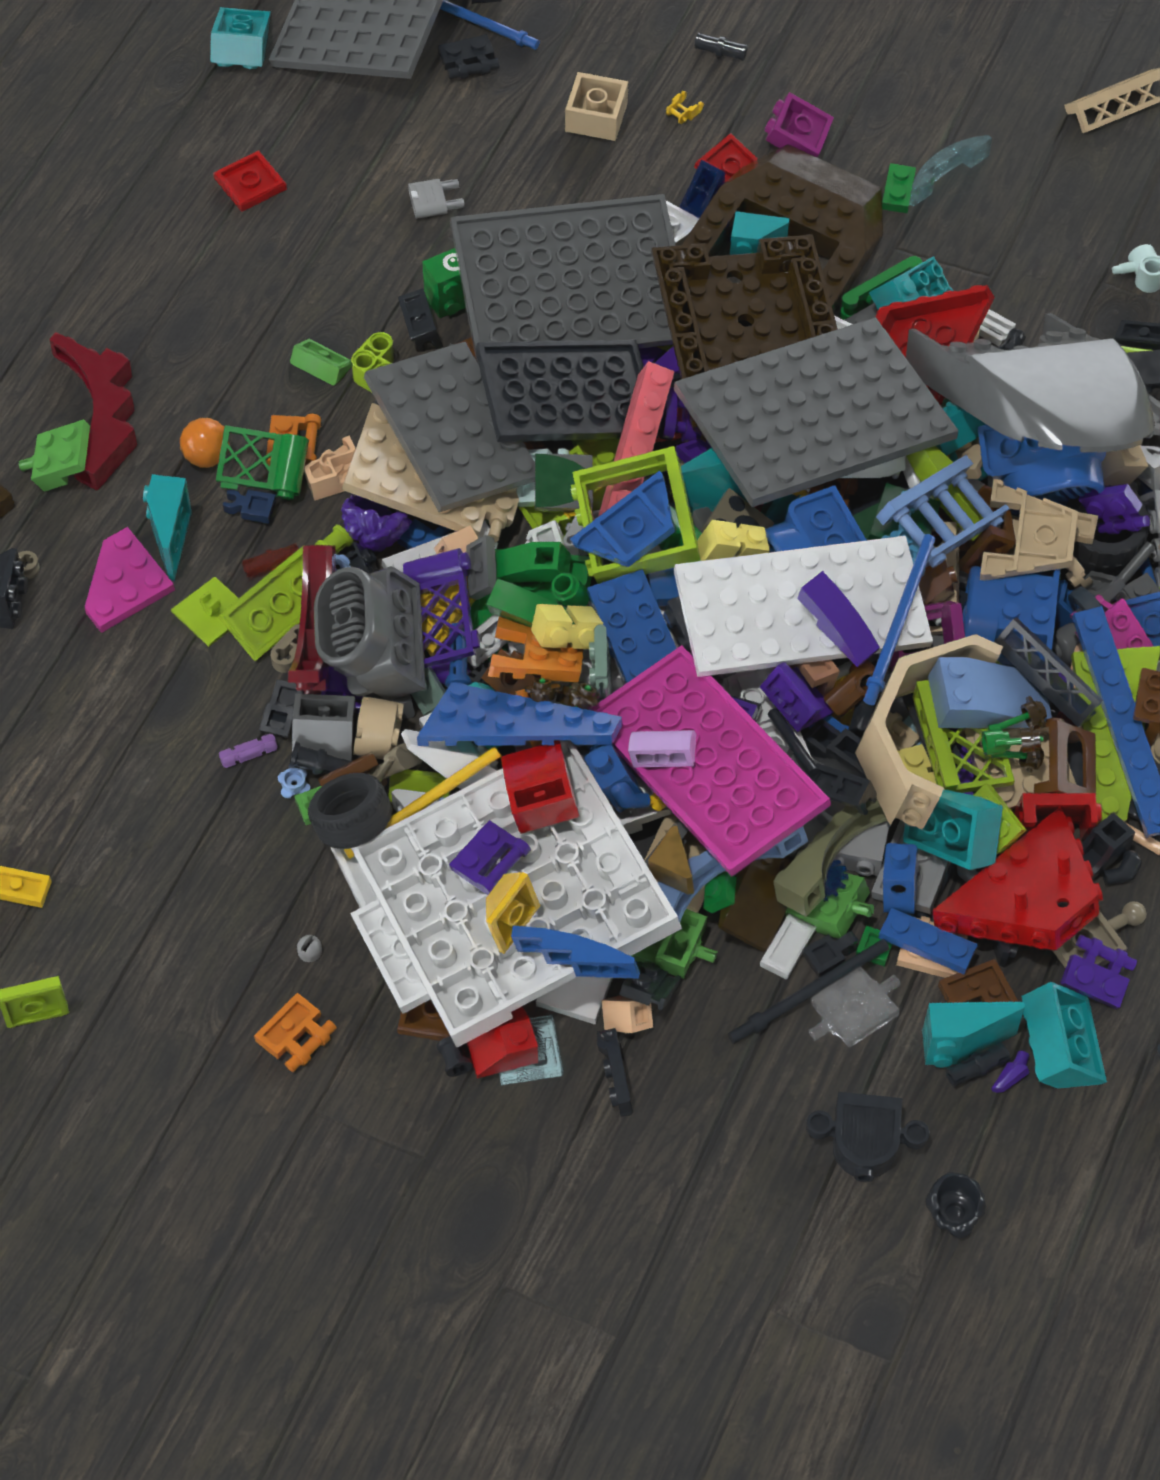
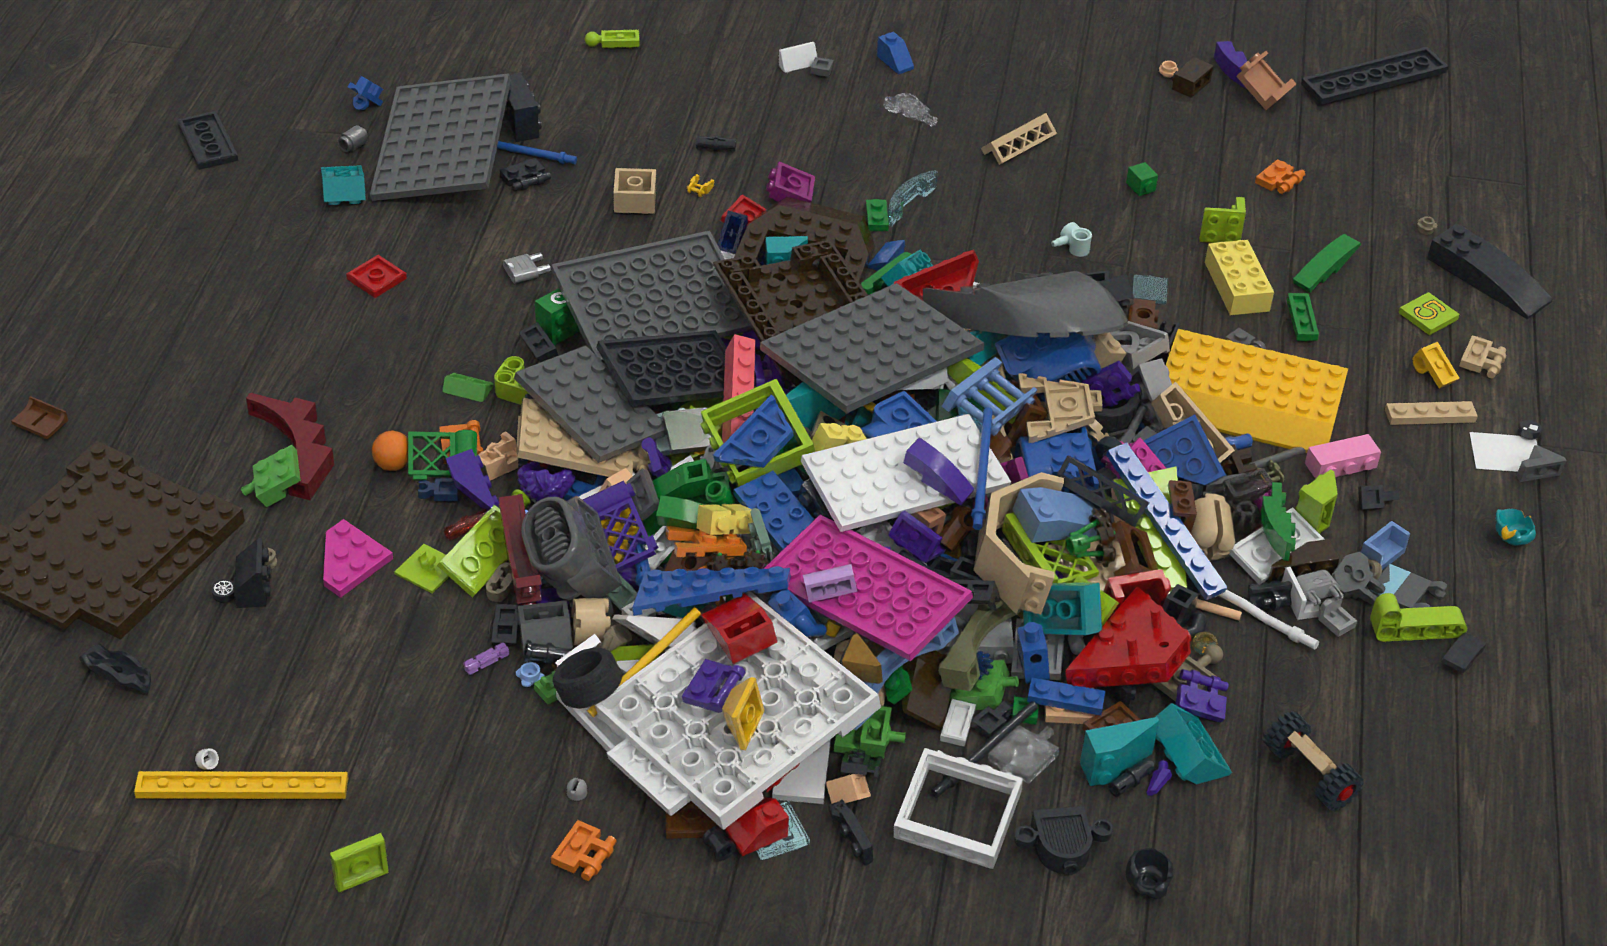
camera: 15 degrees left, 15 degrees down
(169, 515) = (376, 504): teal slope -> none
(283, 496) = (468, 478): none -> dark purple slope
(517, 517) = (659, 463): none -> dark purple plate
(585, 955) = (801, 731): blue slope -> none
(722, 1110) = (947, 842): none -> white window
(894, 251) = (887, 254): none -> blue slope
(988, 30) = (910, 108): none -> clear animal
(1128, 891) = (1203, 640): none -> clear yellow tile

